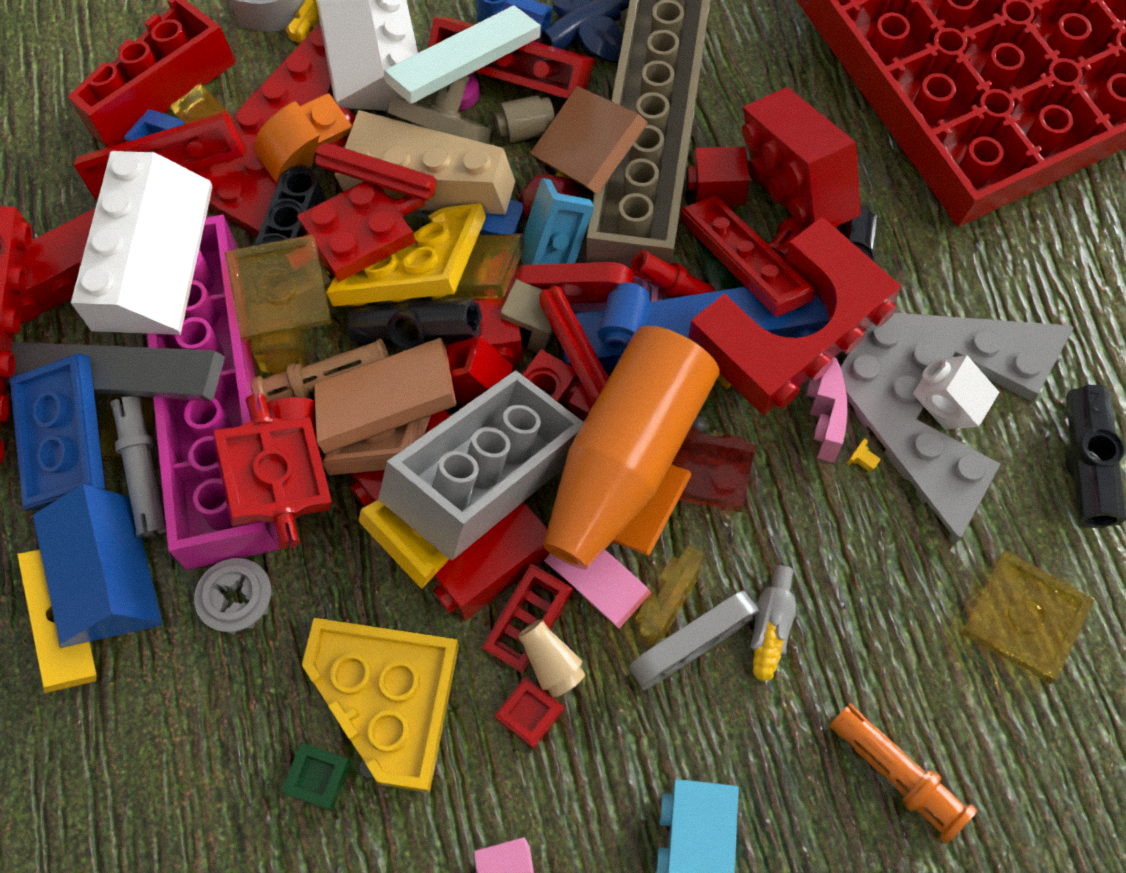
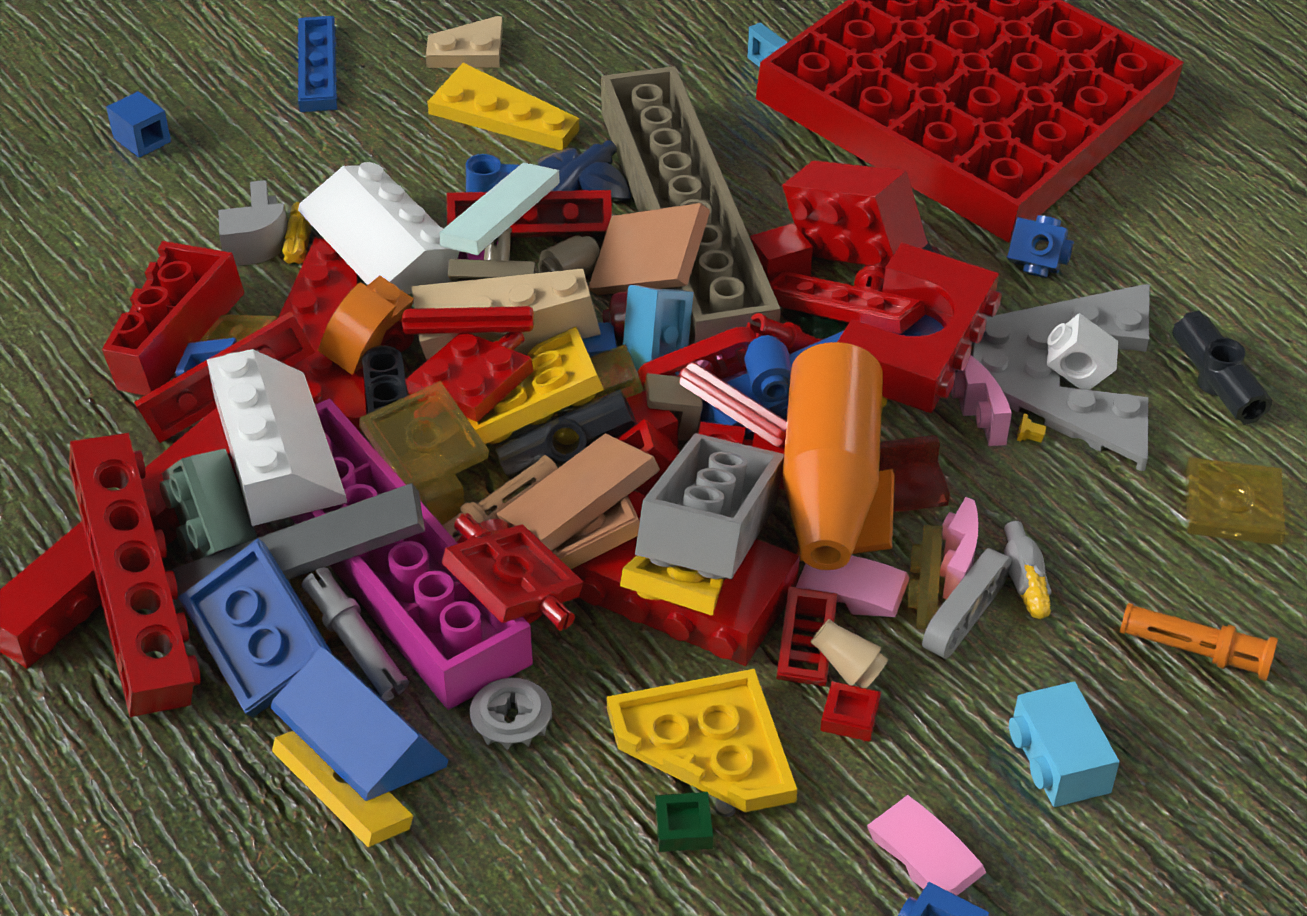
camera: 25 degrees left, 20 degrees down
(52, 281) = (206, 504): none -> sand green slope
(723, 568) = (961, 538): none -> bright pink slope
(965, 244) = (1029, 234): none -> blue brick

